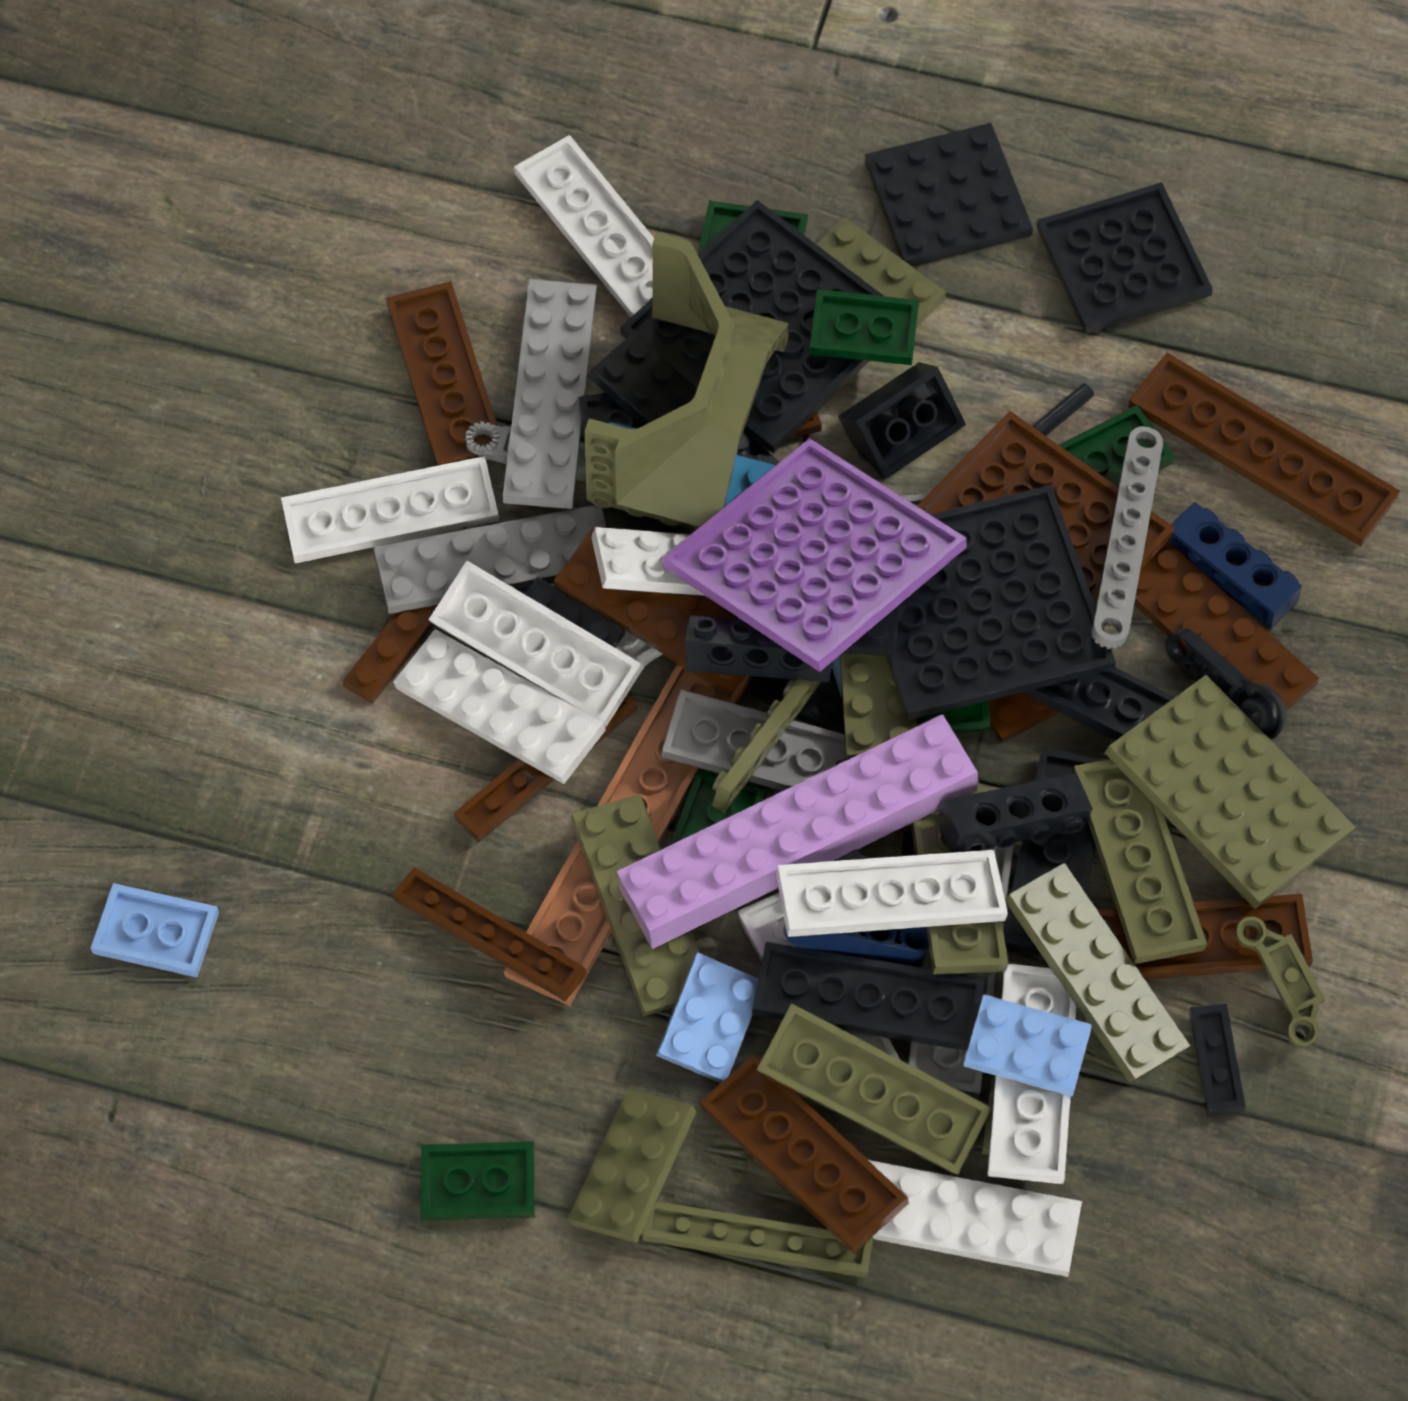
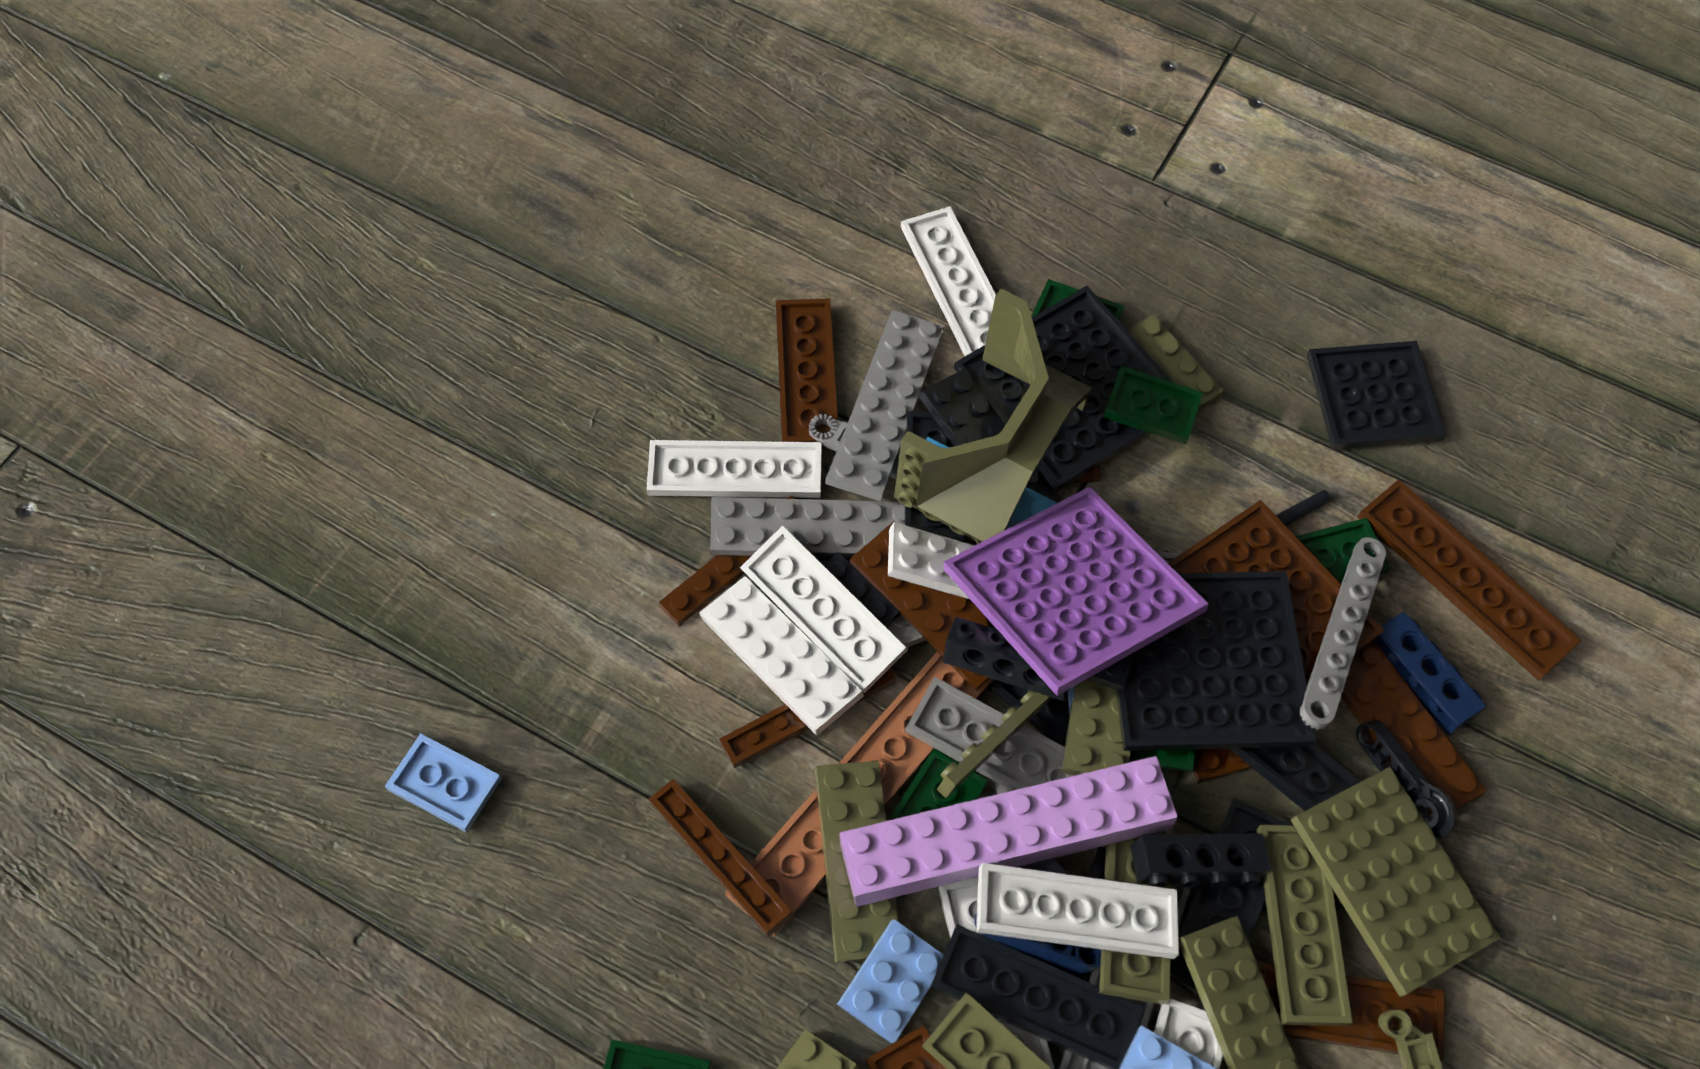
camera: 10 degrees right, 0 degrees up
(903, 419) = (1168, 486): black slope -> none
(948, 195) = (1240, 315): black plate -> none

